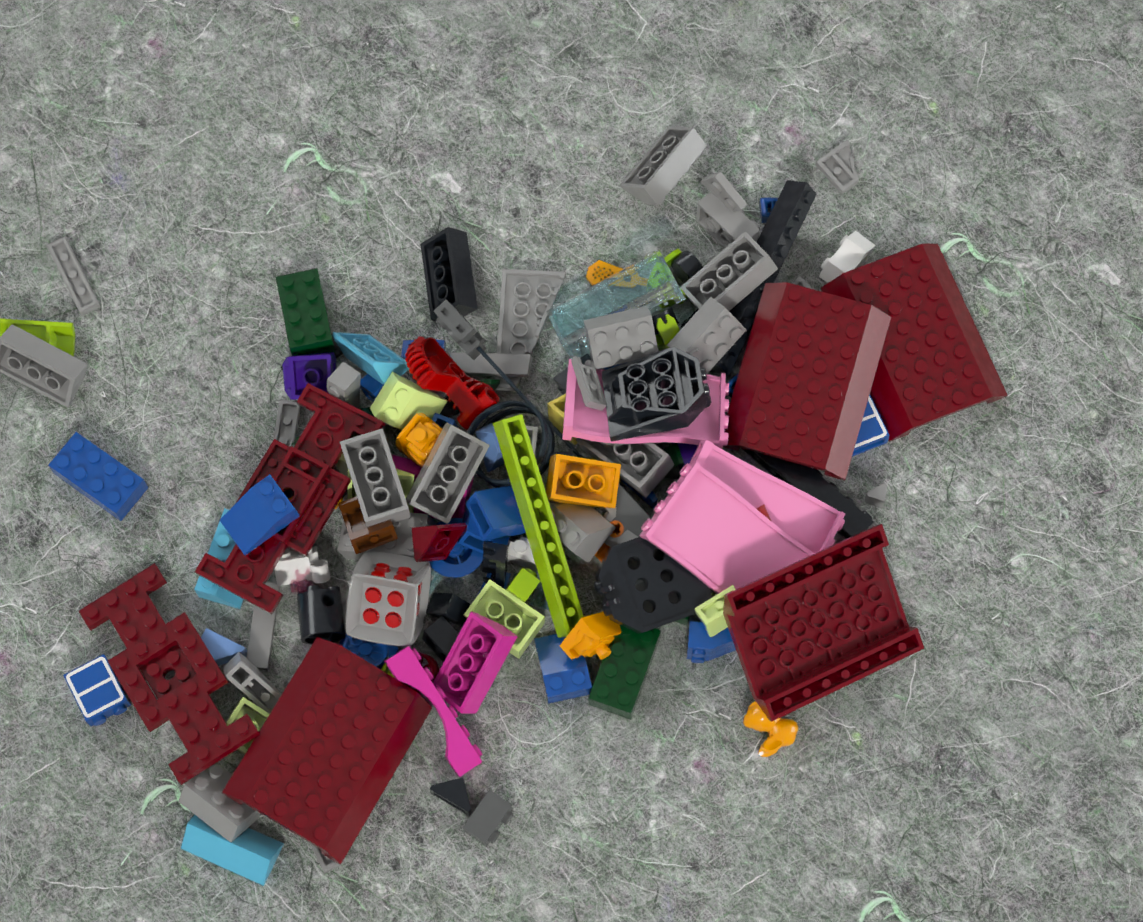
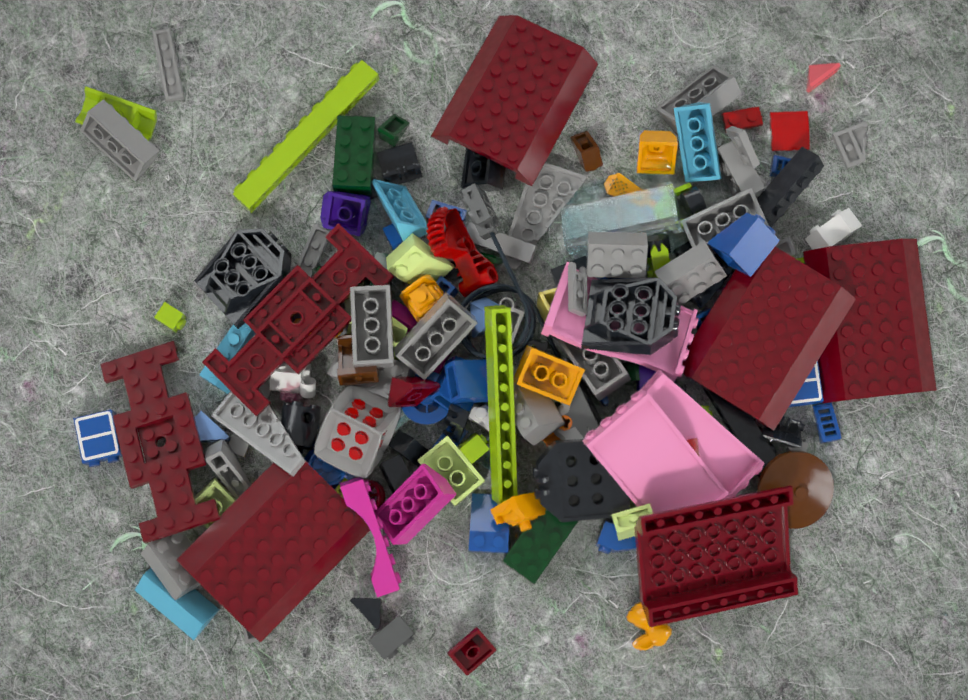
camera: 15 degrees right, 10 degrees up
(98, 476) = (144, 251): blue brick -> none
(145, 539) = (171, 317): none -> lime brick
(216, 466) = (244, 272): none -> black hinge
(245, 310) = (305, 136): none -> lime brick
(259, 515) = (266, 331): blue slope -> none
(282, 630) = (261, 432): none -> light grey wing
(339, 279) = (393, 129): none -> dark green slope
(345, 384) = (369, 232): light grey slope -> none
(357, 312) = (399, 164): none -> black hinge
(467, 207) = (517, 96): none -> dark red slope
(558, 246) = (587, 151): none -> reddish brown slope
(581, 808) = (471, 651): none -> dark red slope
(634, 227) = (657, 152): none -> light orange brick
(674, 204) = (697, 142): none -> medium azure slope
(724, 164) = (743, 118): none -> red plate
(754, 288) = (745, 243): none -> slope
(768, 170) = (789, 130): none -> red slope
(784, 105) = (819, 73): none -> coral slope
(865, 481) = (787, 434): none -> black hinge
(901, 476) = (835, 428): none -> blue slope
(904, 528) = (810, 481): none -> reddish brown dish

